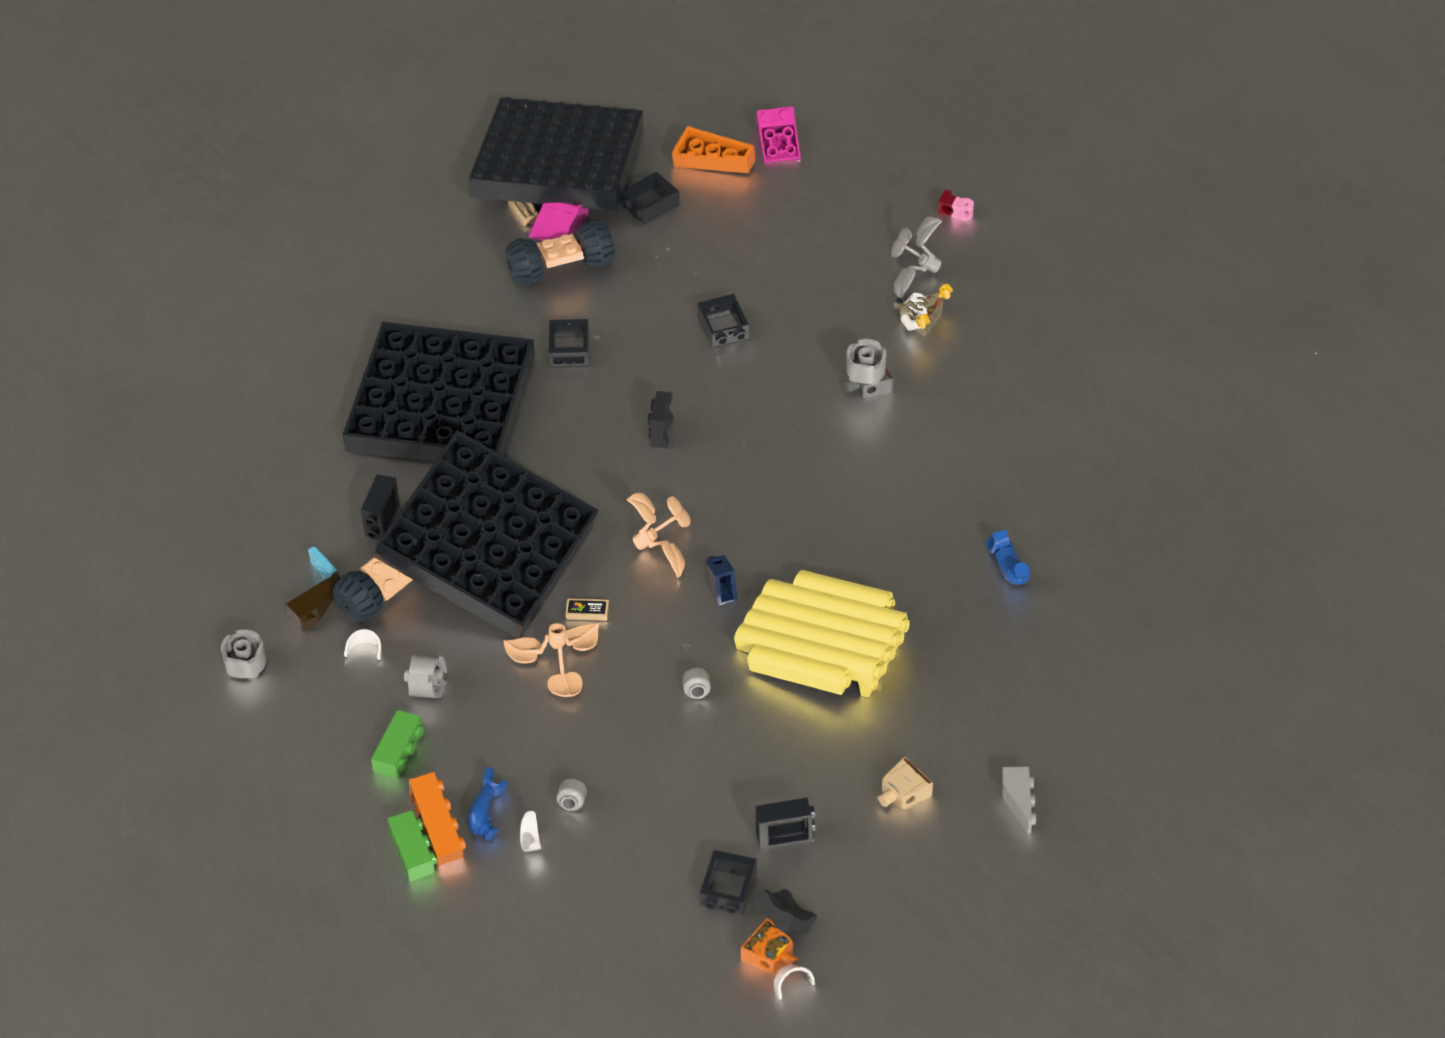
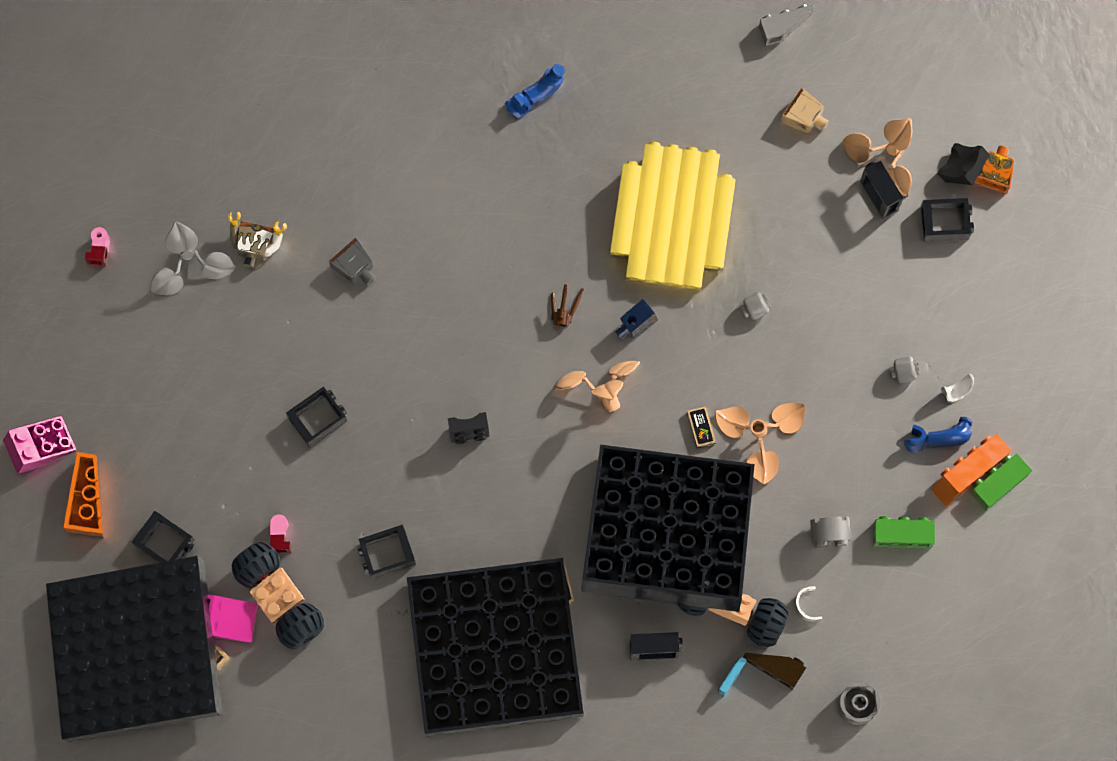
camera: 110 degrees left, 25 degrees up
(620, 274) = (278, 529): none -> leg
(752, 522) = (561, 317): none -> reddish brown plant
(783, 972) = (1017, 147): white helmet -> none
(831, 855) = (899, 135): none -> light nougat plant
(866, 362) = (361, 266): light grey brick -> none

